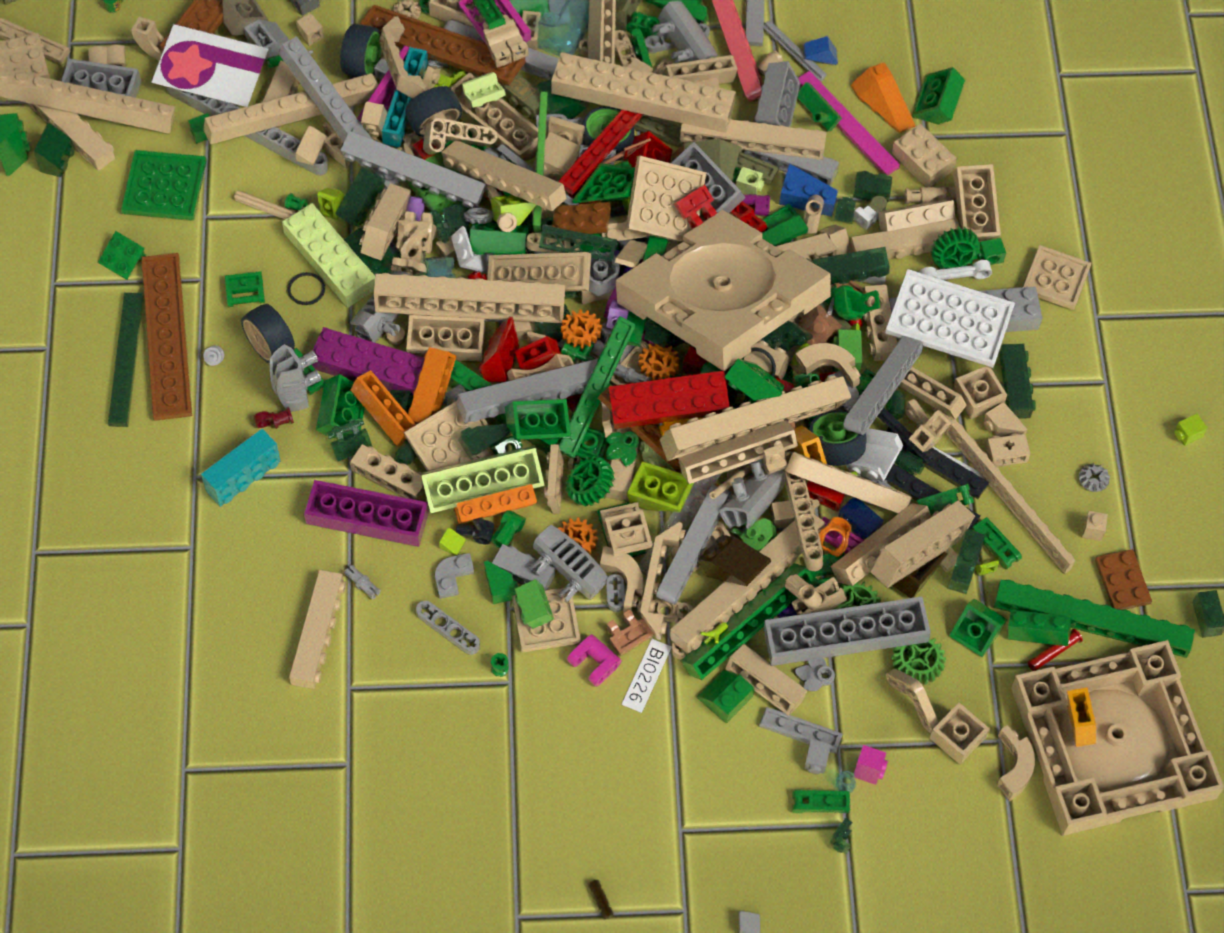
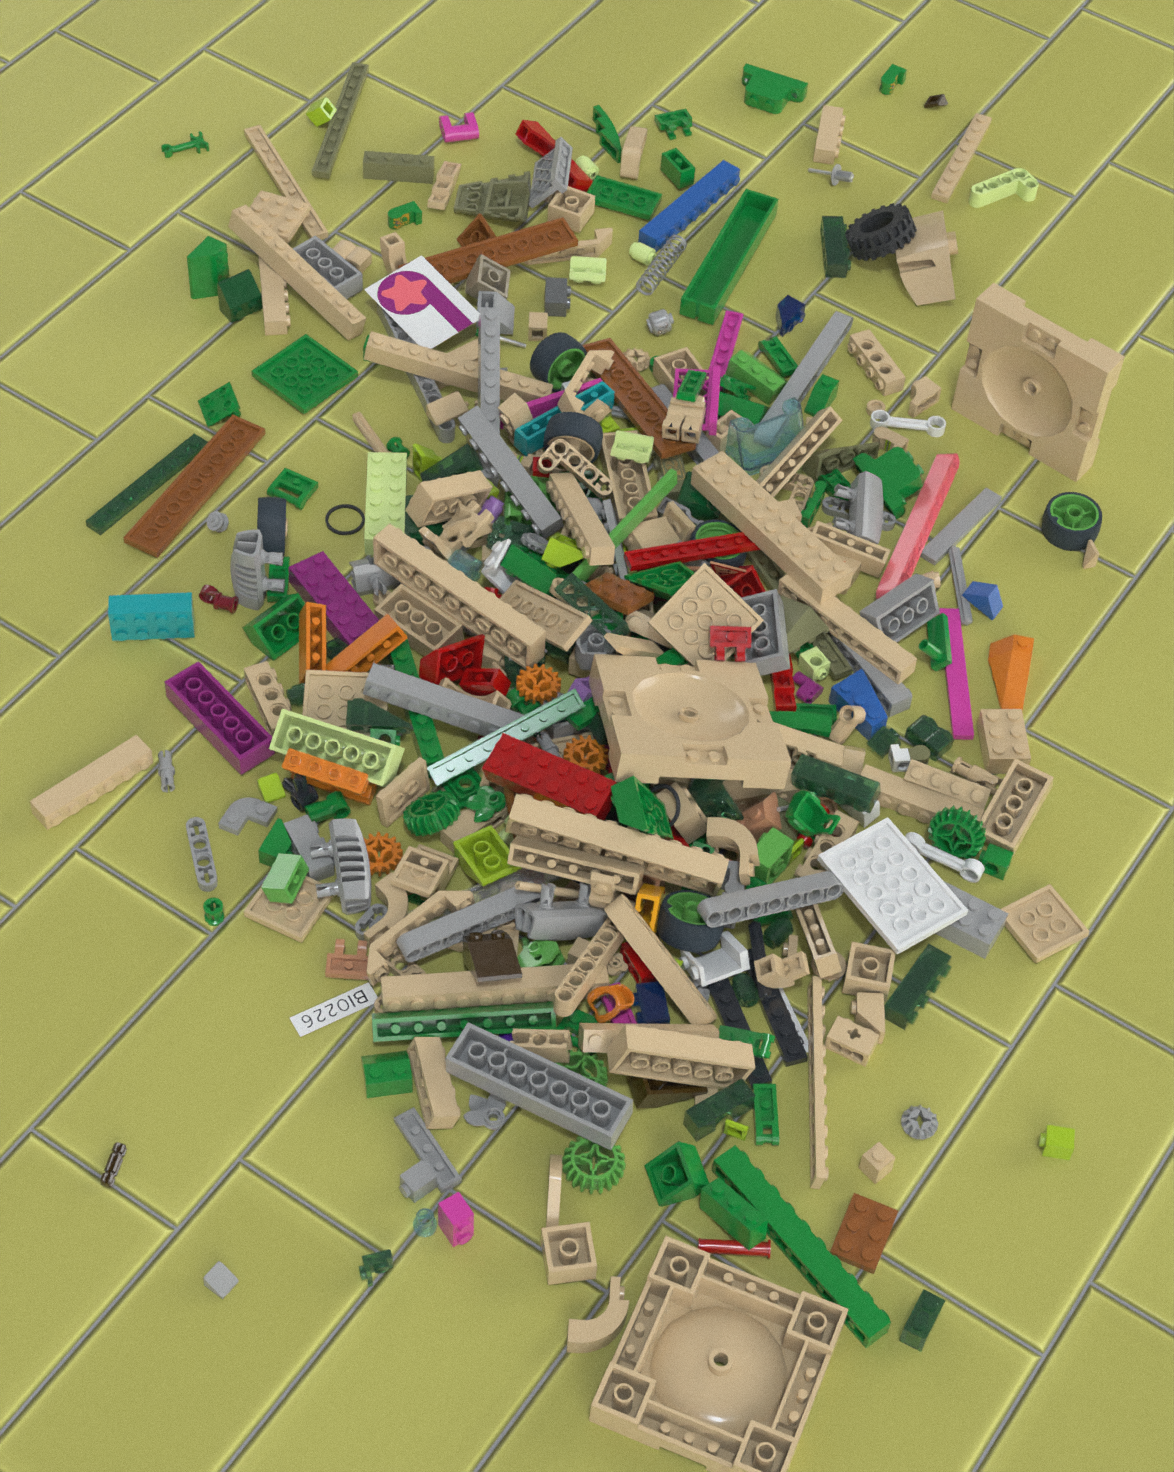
camera: 35 degrees right, 10 degrees down
(348, 445) = (253, 655): clear green plate -> none
(507, 222) = (548, 555): tan tile -> none
(538, 419) = (425, 728): green slope -> none
(599, 652) = (309, 971): dark pink connector -> none
(714, 634) = (418, 1007): lime bar -> none
(803, 591) = (528, 1024): tan piece -> none
(821, 801) = (386, 1223): green plate -> none
(939, 96) = (1067, 701): green slope -> none
(1081, 717) = (690, 1314): light orange brick -> none

